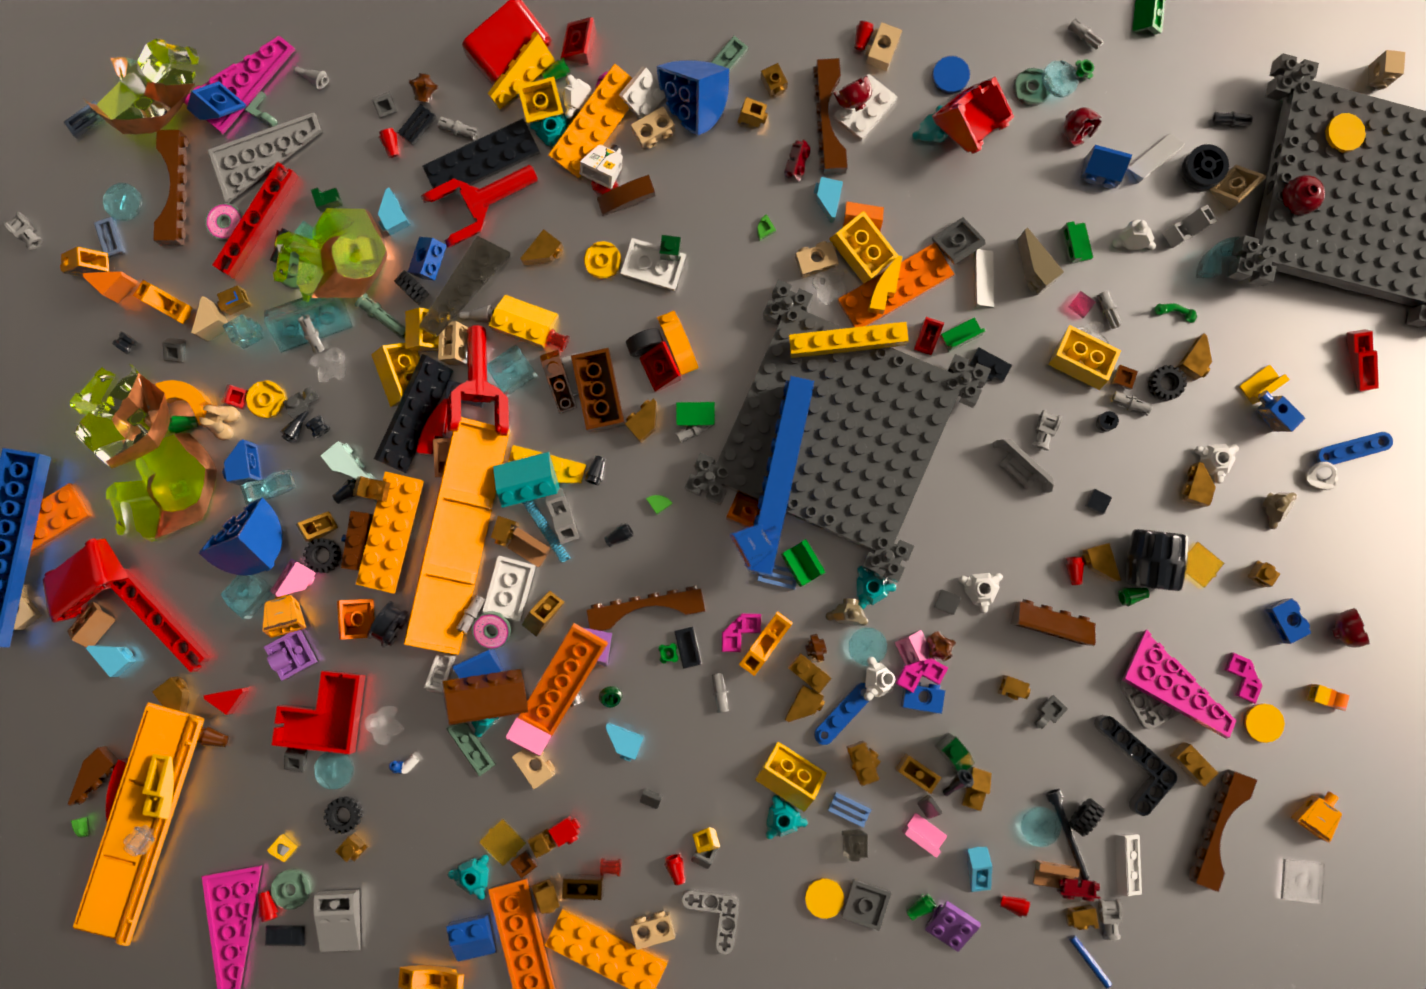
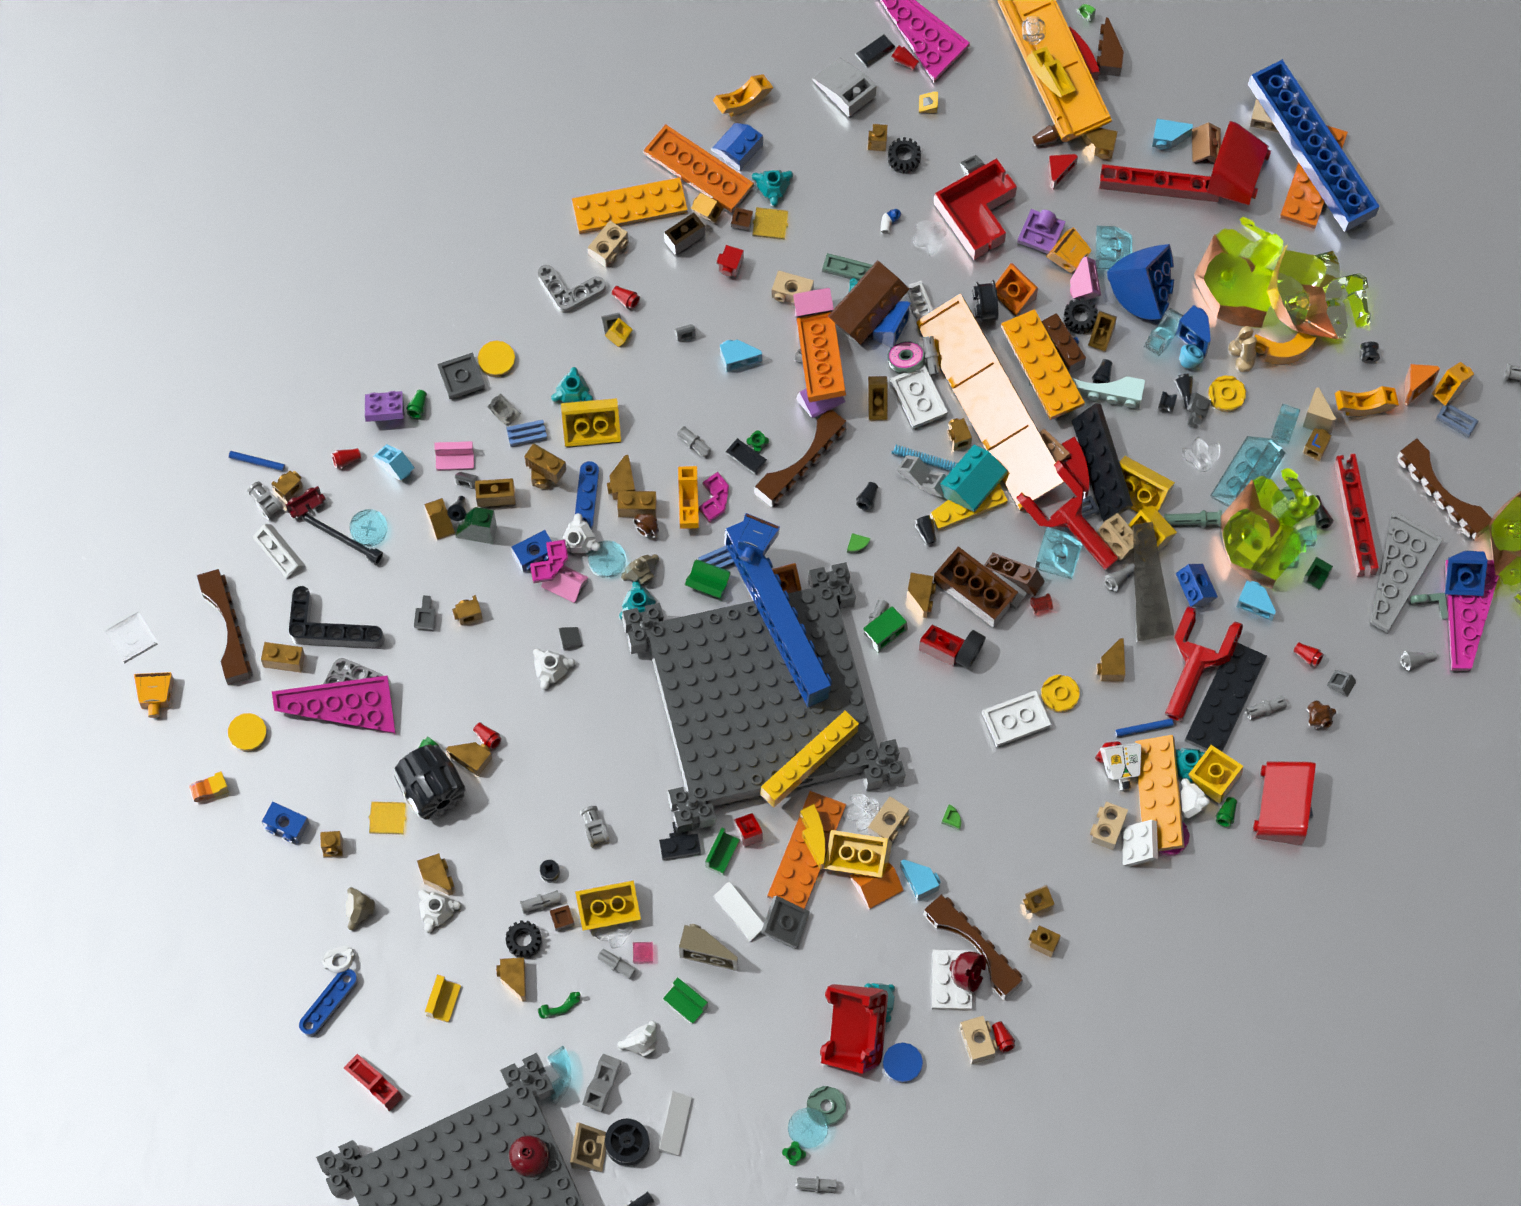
camera: 140 degrees right, 15 degrees down
(122, 201) = (1472, 453): clear light blue tile -> none
(174, 349) = (1330, 377): dark grey slope -> none
(182, 423) = (1272, 327): green cone -> none
(216, 215) = (1385, 488): tile -> none
(234, 396) = (1252, 378): red slope -> none
(266, 449) = (1190, 356): none -> medium azure cone
(302, 889) = (898, 91): sand green tile -> none
(311, 334) = (1233, 461): light grey pin -> none
(334, 770) = (936, 178): clear light blue tile -> none
(371, 488) = (1083, 381): pearl gold slope -> none
(411, 120) = (1300, 671): black tile -> none
(411, 287) = (1188, 553): black tyre -> none
(523, 321) = (1080, 597): yellow slope -> none
(528, 66) = (1252, 790): yellow wing -> none
(528, 547) = (930, 438): medium nougat panel -> none
(541, 843) = (741, 239): pearl gold brick -> none
(561, 184) = (1144, 727): none -> blue bar
(579, 41) = (1230, 850): red slope -> none
(610, 696) = (775, 377): dark green hat -> none
(610, 867) = (675, 263): clear red bush -> none
(626, 195) = (1083, 756): reddish brown slope -> none
(670, 248) = (1011, 734): dark green brick -> none
(678, 342) = (946, 669): light orange arch -> none
(695, 92) = (1099, 877): blue brick -> none
(730, 53) = (1099, 926): sand green tile -> none
(800, 152) = (967, 883): dark red hinge -> none
(940, 646) = (550, 597): reddish brown rock -> none
(1036, 471) = (592, 786): light grey piece -> none
(1049, 873) = (335, 500): medium nougat panel -> none
(1055, 624) = (473, 678): reddish brown slope -> none
(1081, 123) = (760, 1096): dark red cylinder -> none
(1086, 817) = (339, 555): black tyre -> none
(1098, 501) = (508, 804): black tile -> none
(1105, 166) = (711, 1075): blue slope -> none
(1250, 684) = (293, 762): dark pink tile -> none
(1279, 413) = (414, 975): blue torso -> none
(1350, 629) = (229, 850): dark red cylinder -> none

